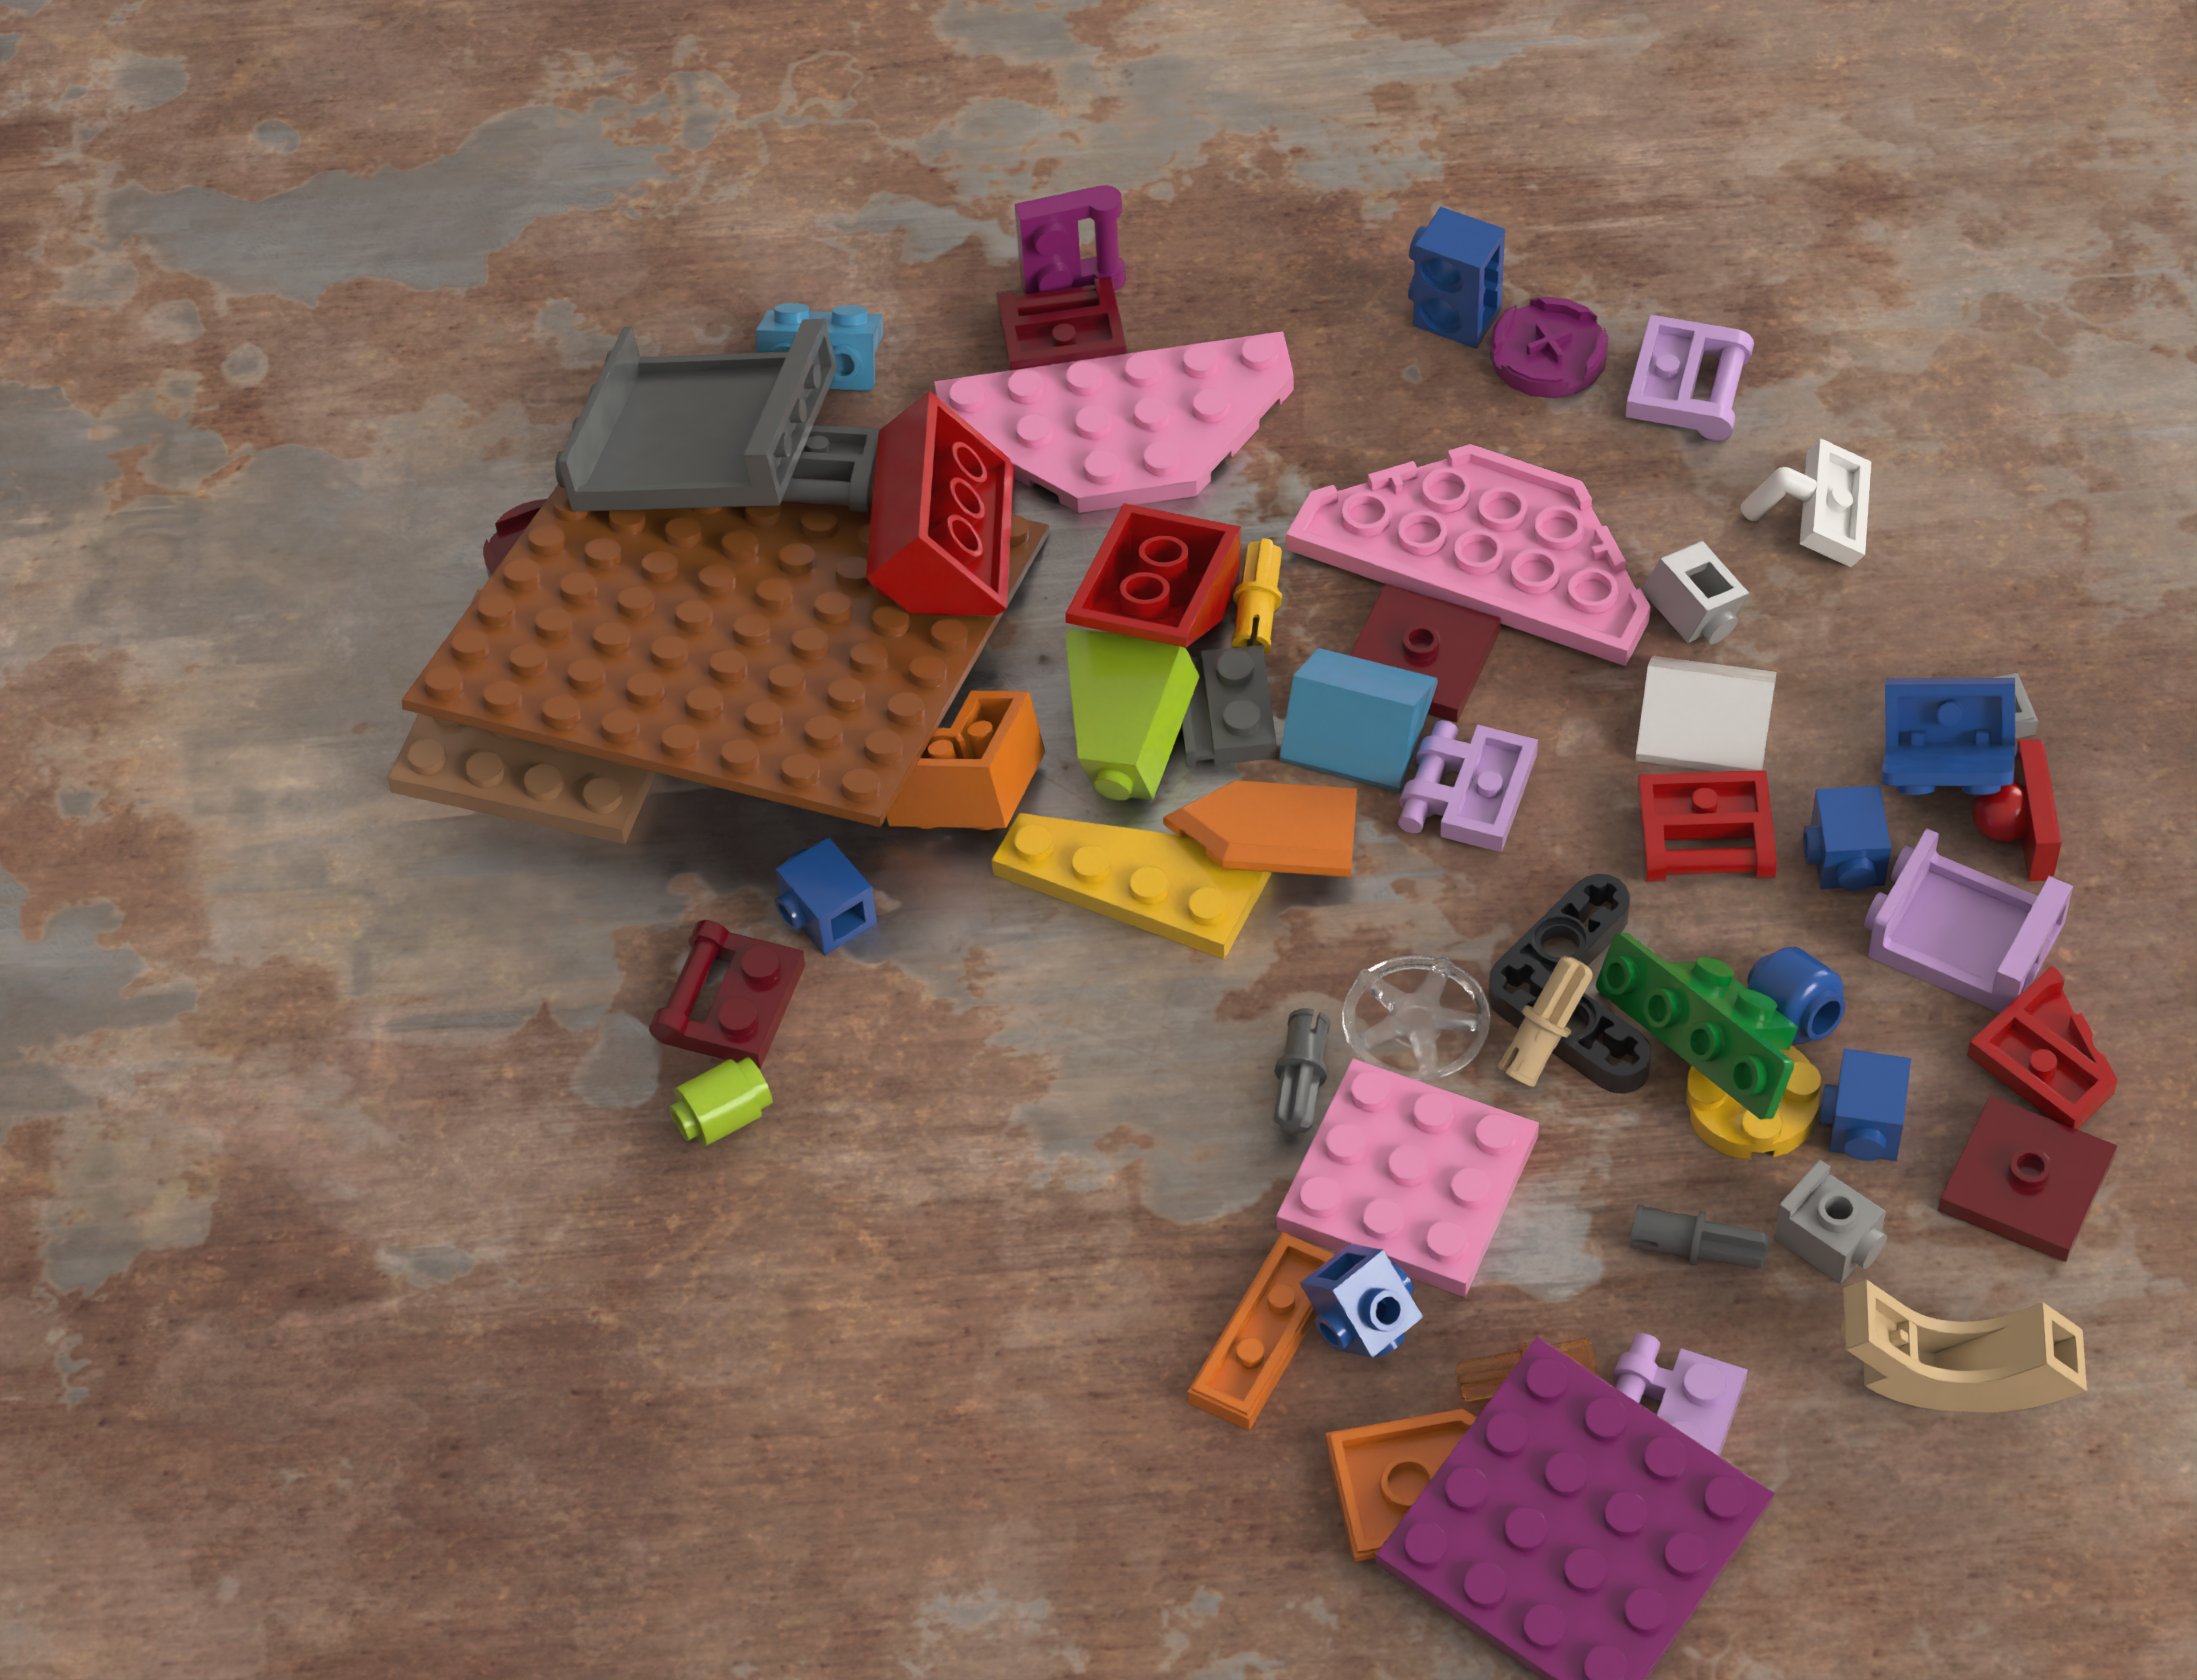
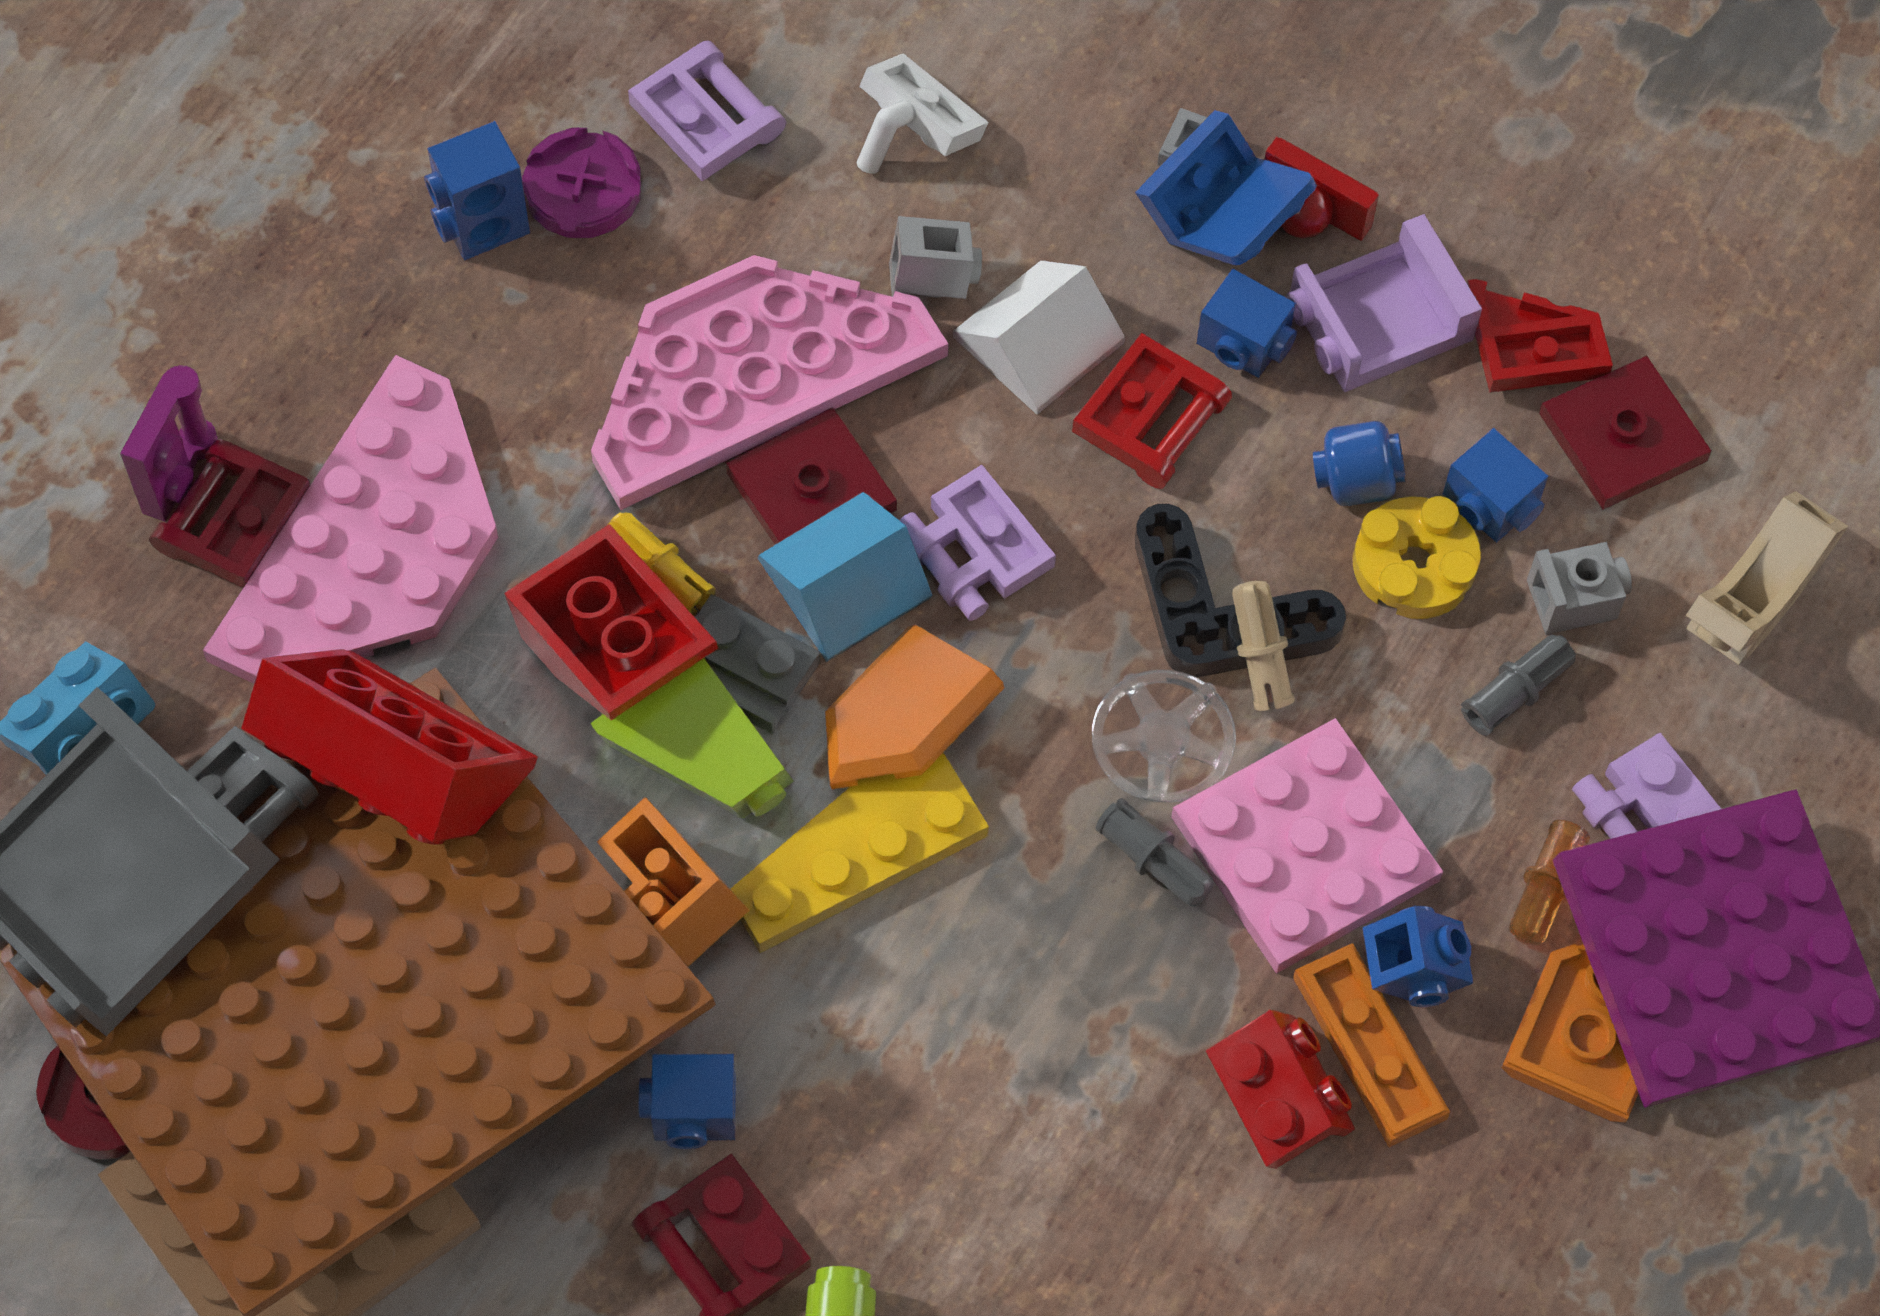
camera: 60 degrees left, 10 degrees up
(1170, 1284) = (1281, 1086): none -> red bracket
(1705, 1019) = (1351, 537): green bracket -> none

